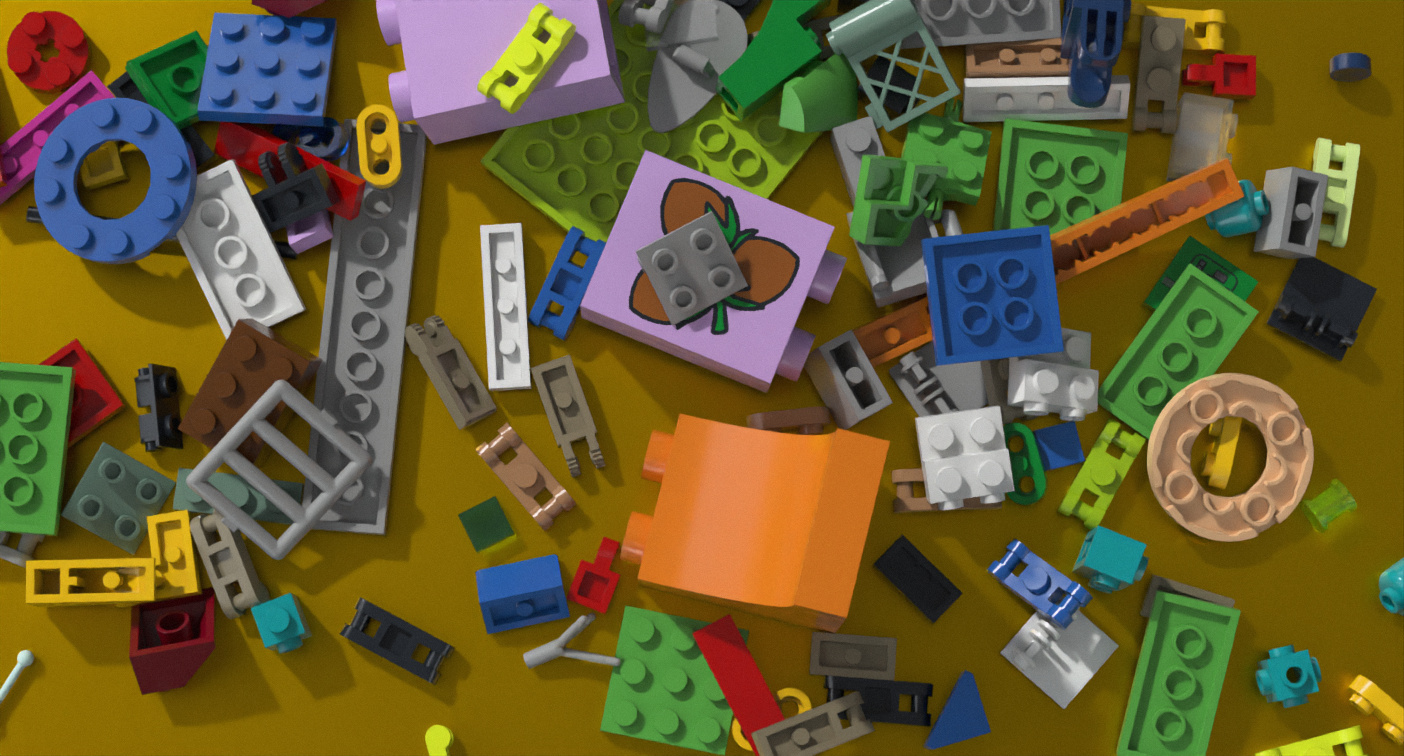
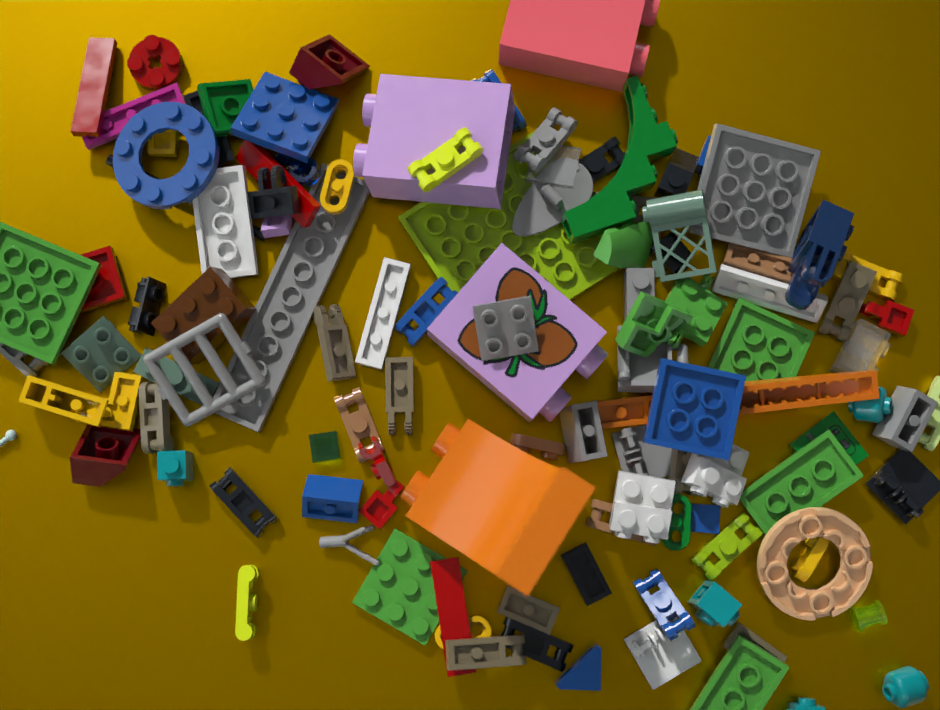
camera: 20 degrees right, 0 degrees up
(576, 523) = (381, 465): none -> red plate

